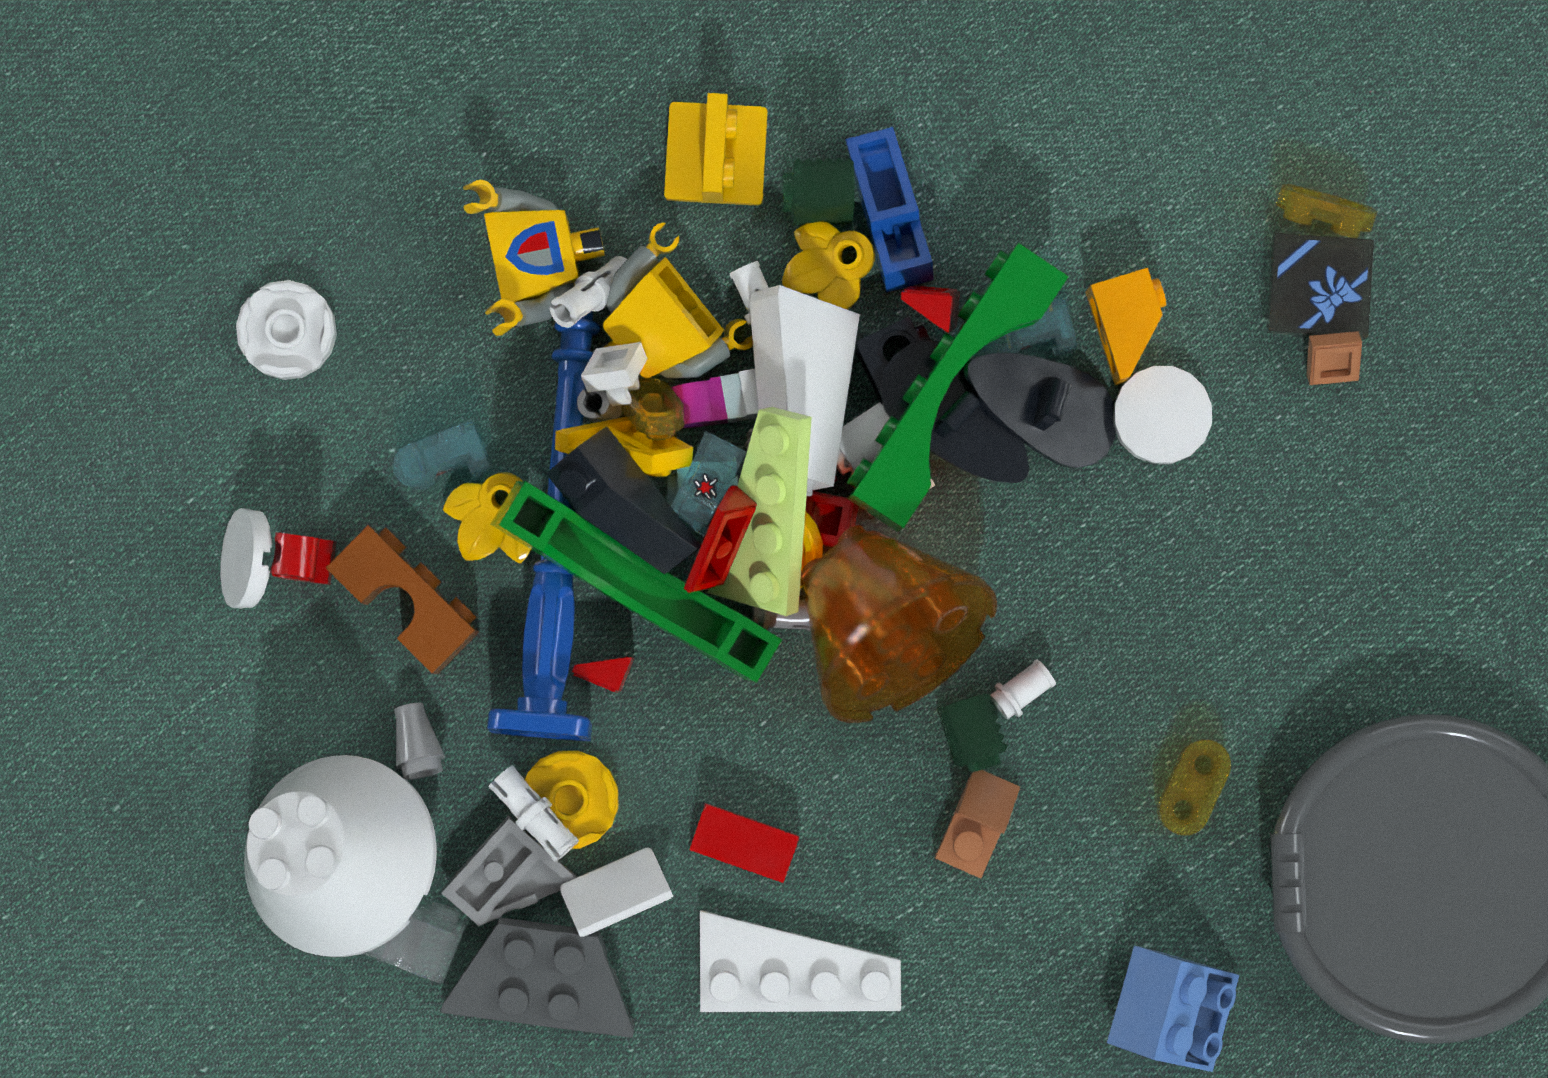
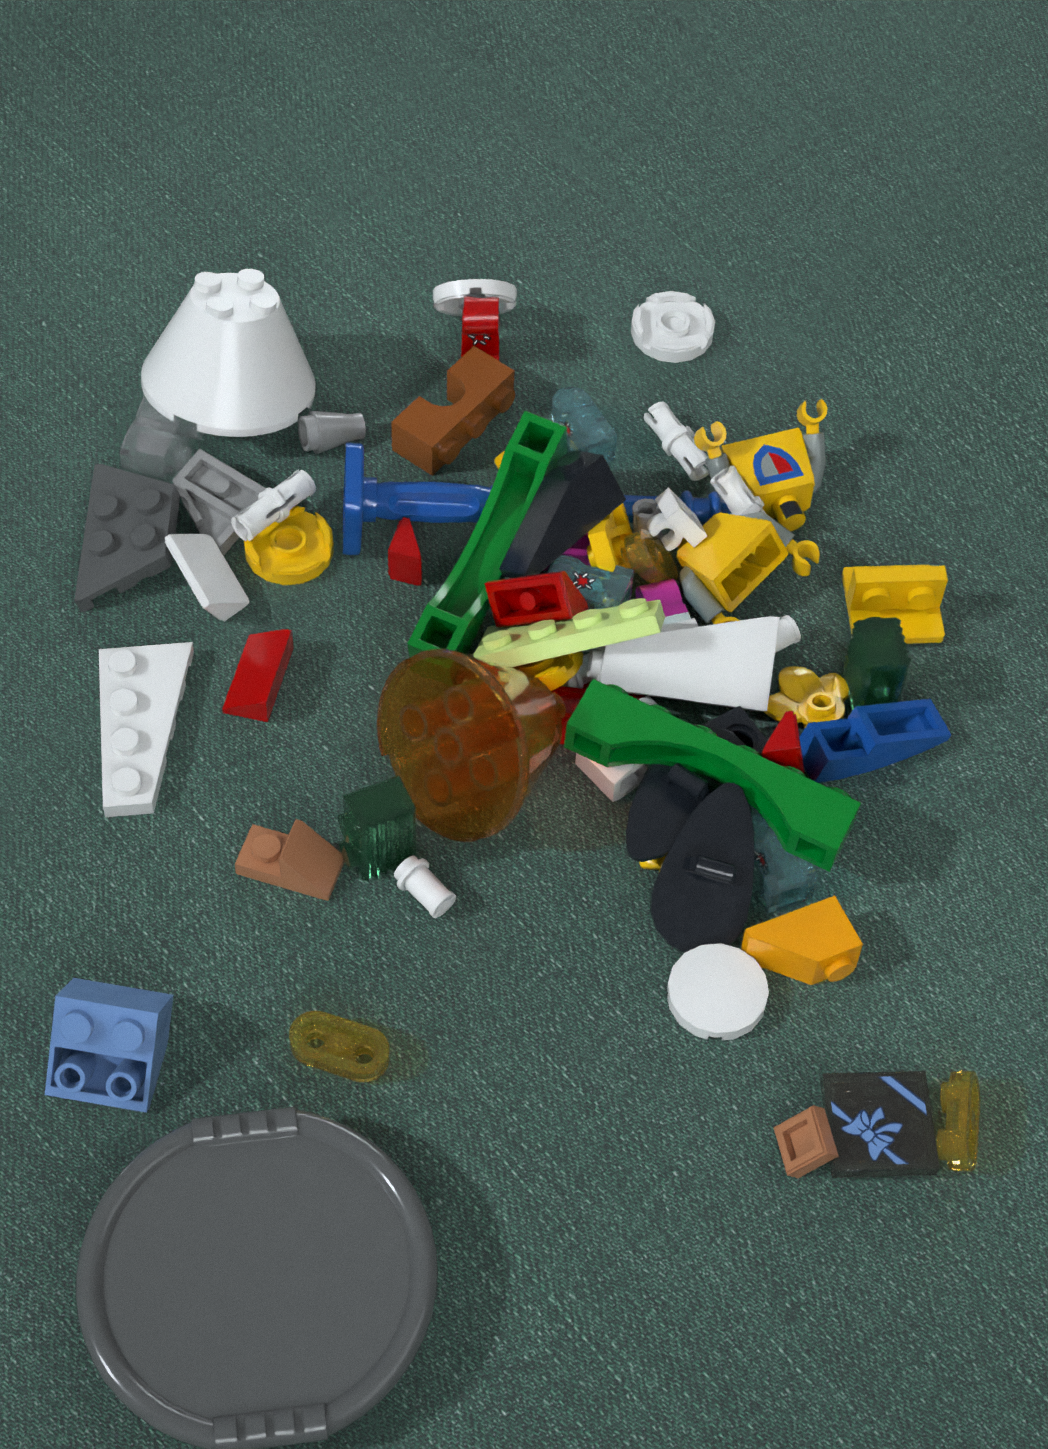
camera: 80 degrees right, 30 degrees down
(463, 351) = (677, 440): none -> white pin

